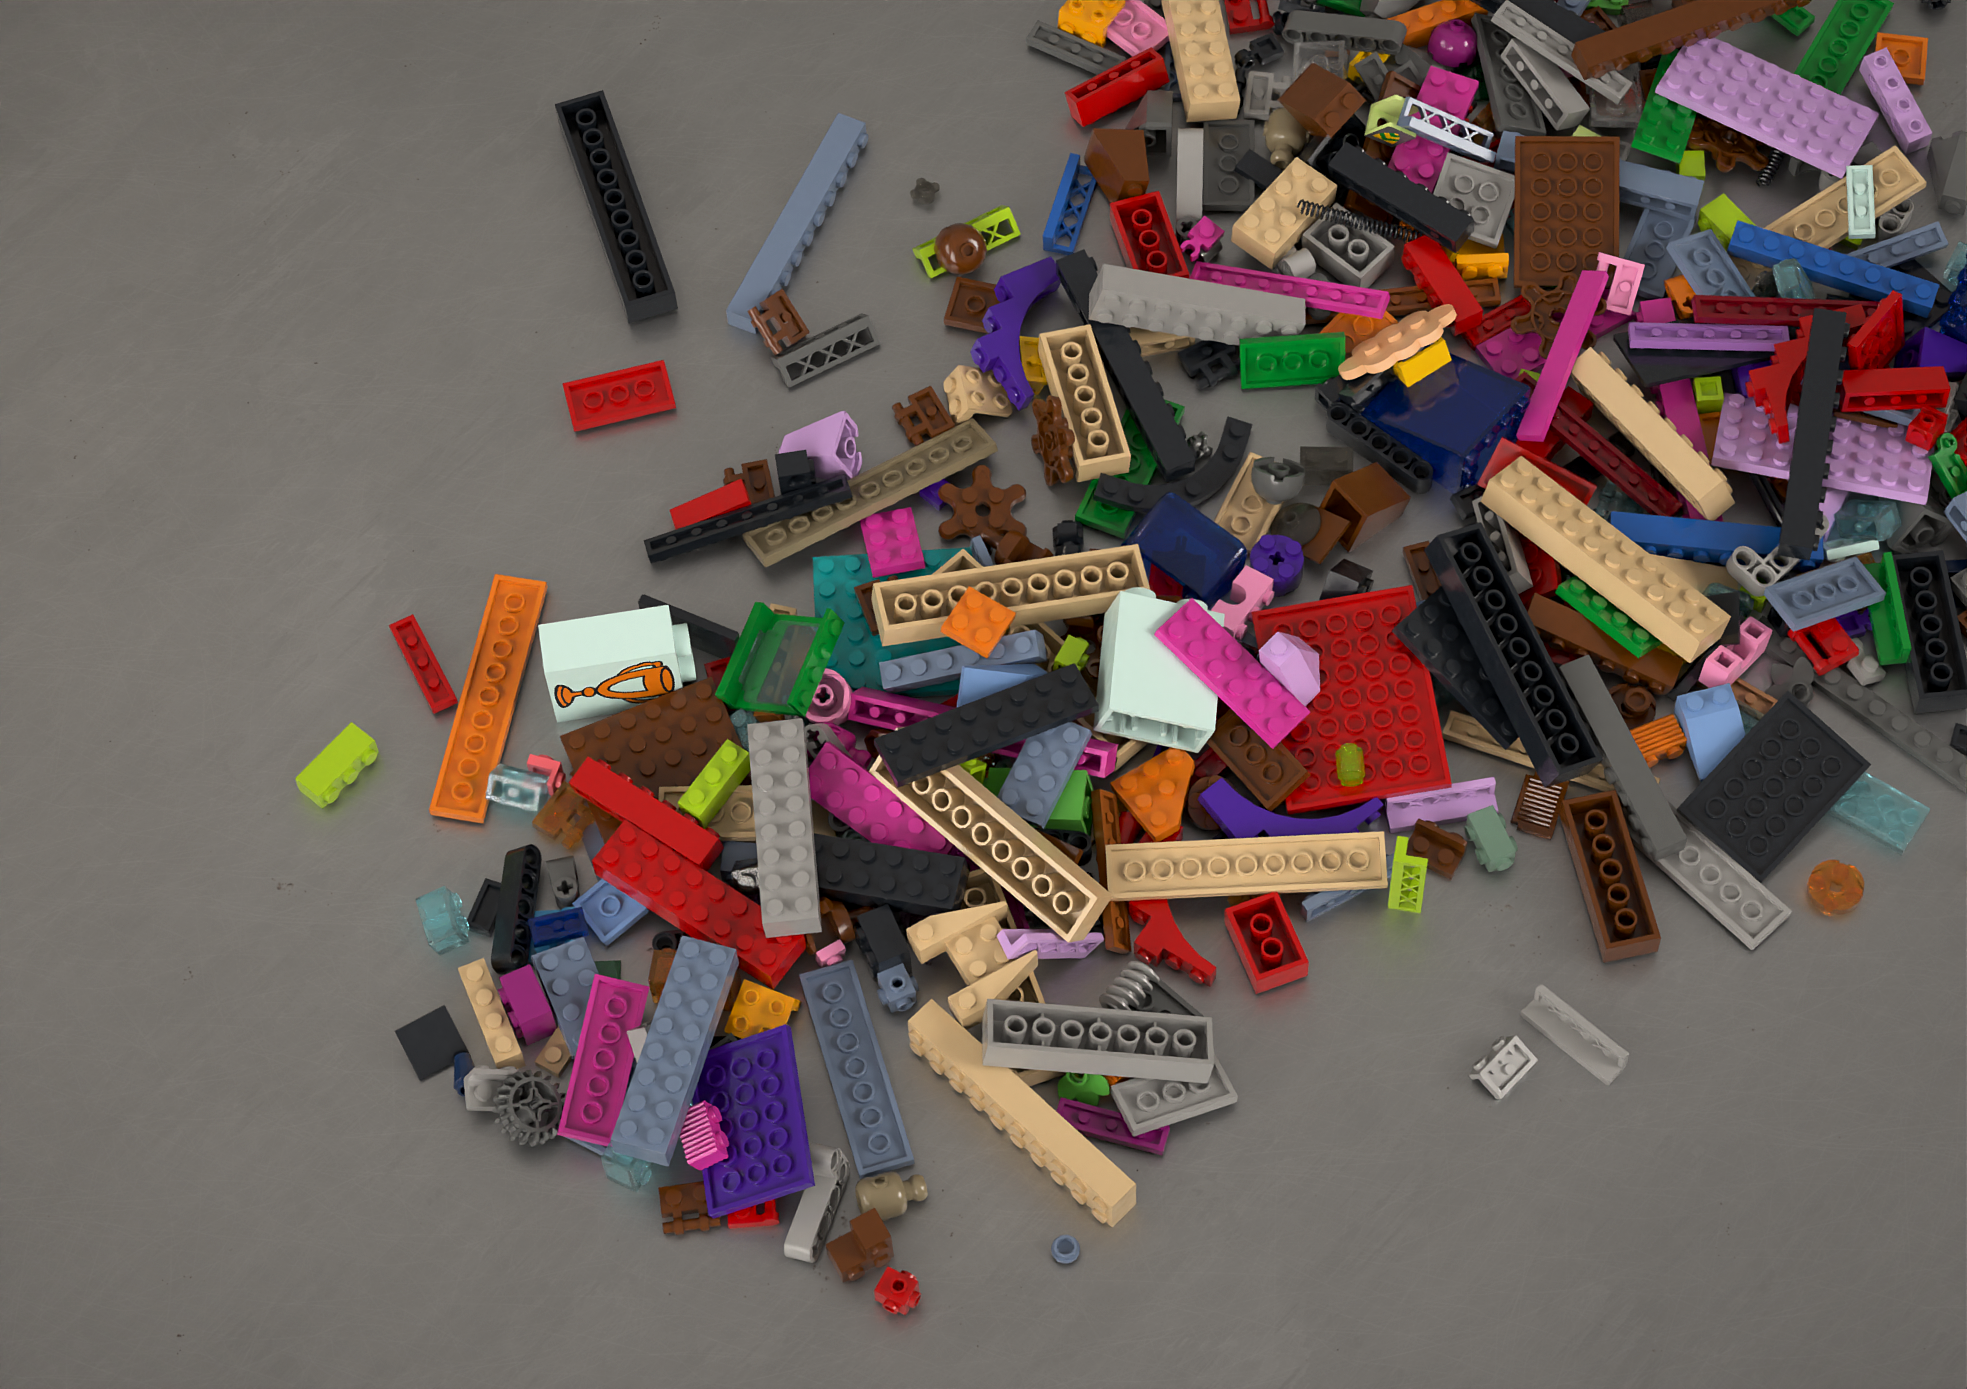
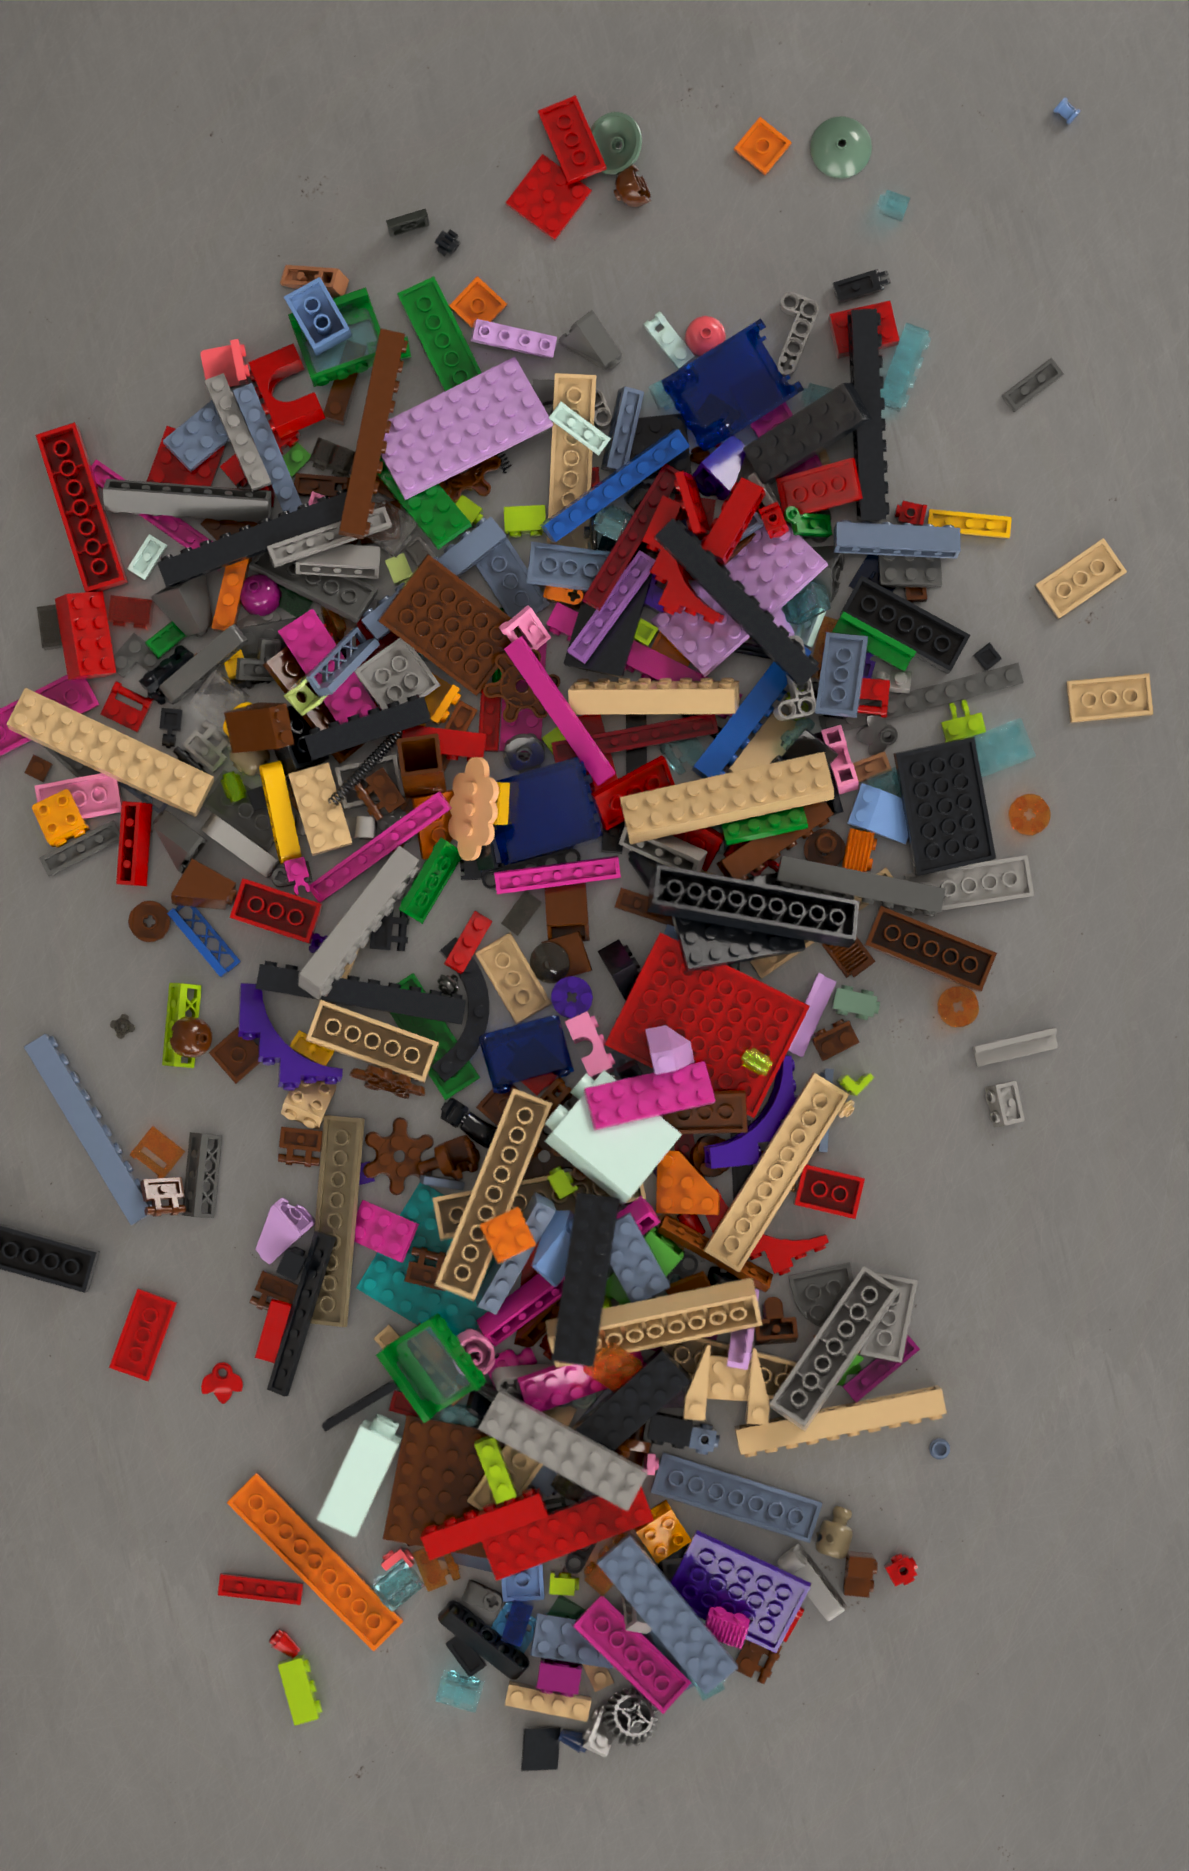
camera: 60 degrees left, 25 degrees up
(378, 720) = (282, 1642): none -> red cone
(617, 497) = (222, 1385): none -> red plate
(633, 950) = (563, 1584): none -> lime brick
(827, 298) = (162, 1148): none -> clear orange plate
(911, 823) = (613, 1366): none -> clear orange plate
(1048, 163) = (143, 911): none -> reddish brown plate
(1075, 982) = (774, 1327): none -> reddish brown brick
(1129, 986) = (805, 1298): light grey piece -> none
(1244, 133) = (233, 786): none -> clear neon green brick
(1254, 182) = (280, 811): none -> yellow beam
(1256, 435) = (468, 942): none -> red plate
(1277, 480) = (514, 955): dark grey cylinder -> none
(1350, 257) = (385, 791): none -> reddish brown plate
(1369, 905) = (847, 1109): none -> tan plate
(1393, 465) = (557, 875): none -> dark pink plate
(1403, 267) = (421, 765): none -> reddish brown slope
(1491, 349) = (519, 743): none -> dark grey plate
(1561, 962) = (954, 995): none -> clear orange plate
(1881, 766) = (964, 726): none -> lime hinge

